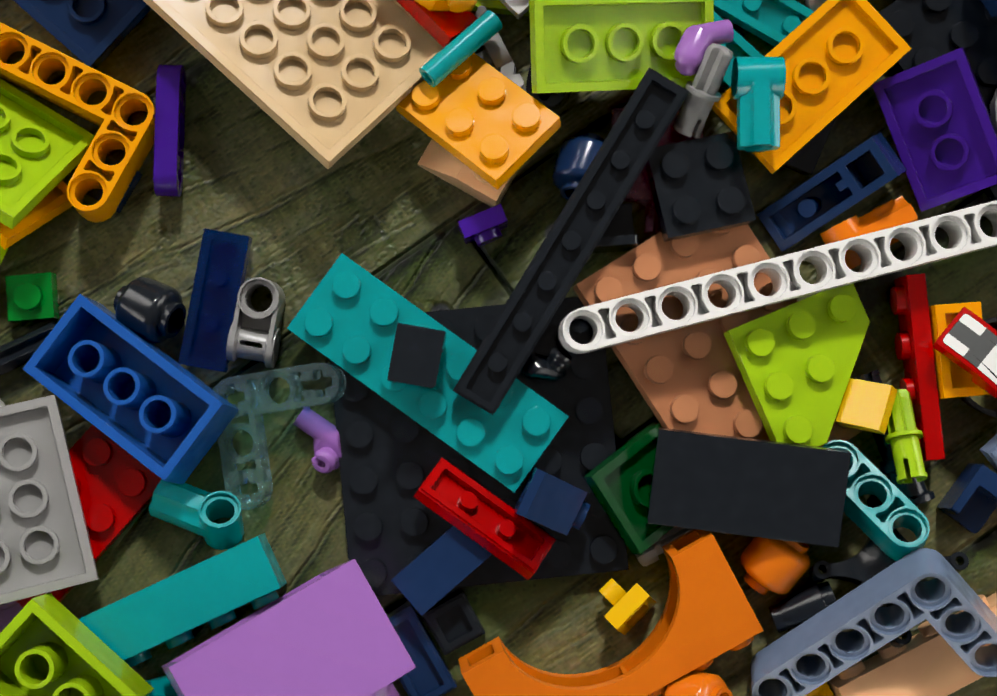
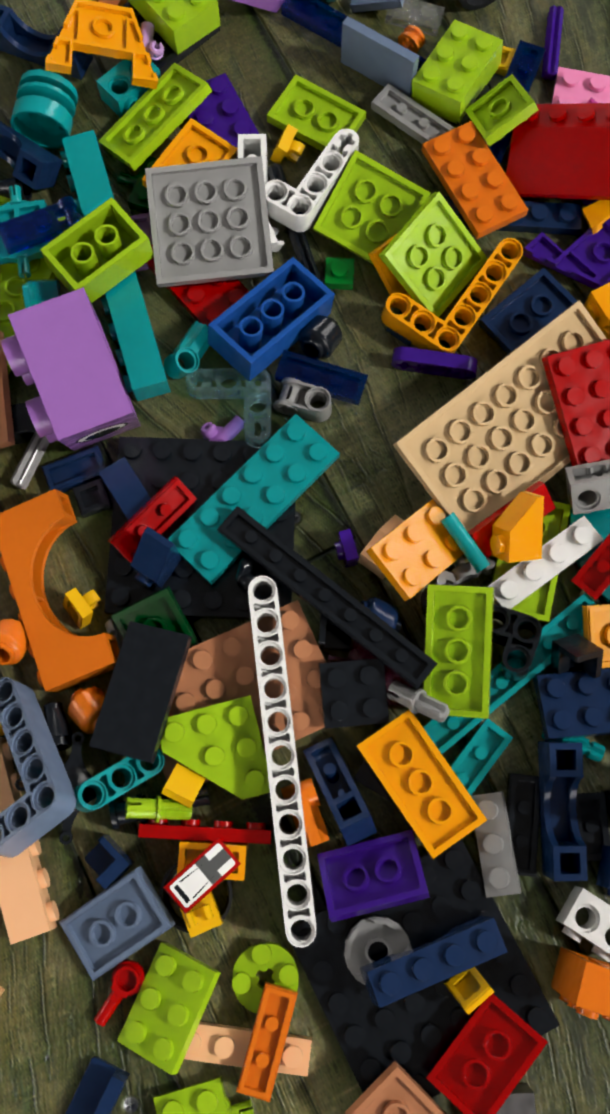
camera: 105 degrees right, 10 degrees down
(416, 355) = (263, 483): black panel -> none
(695, 42) = (455, 701): medium lavender arm -> none
(758, 87) = (413, 737): teal piece -> none

